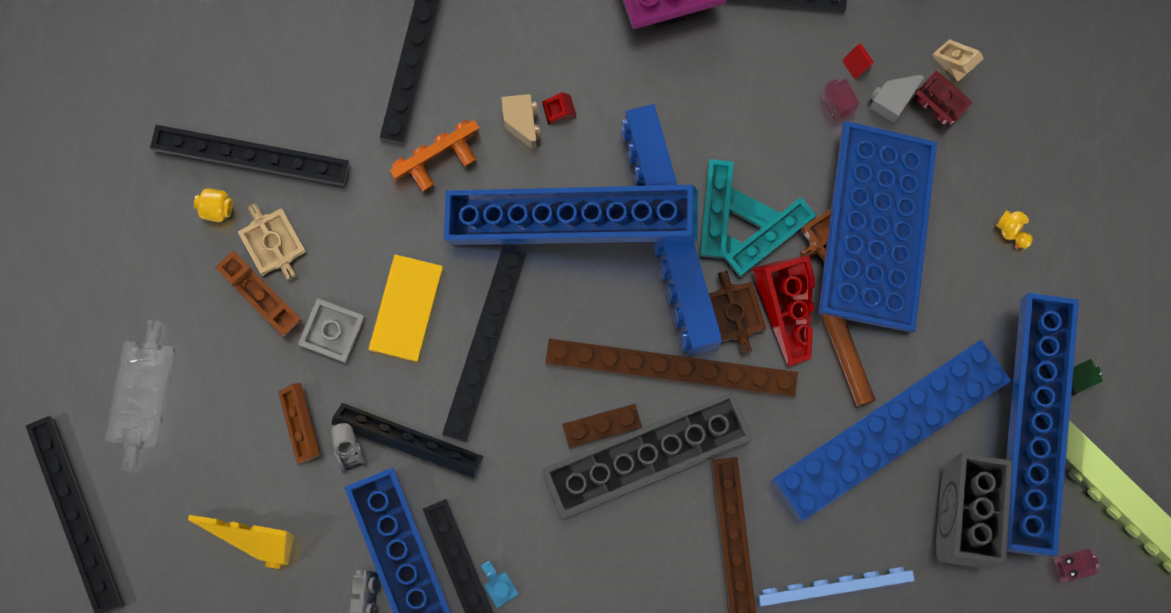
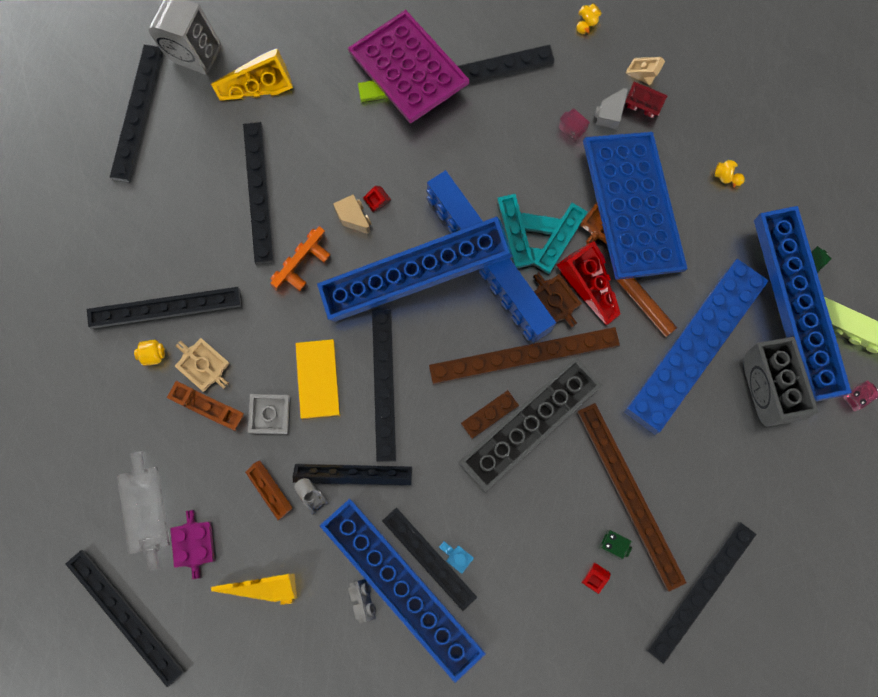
camera: 15 degrees left, 0 degrees up
(184, 456) = (192, 544): none -> magenta plate
(845, 584) = (705, 467): light blue plate -> none
(858, 61) = (576, 94): red slope -> none

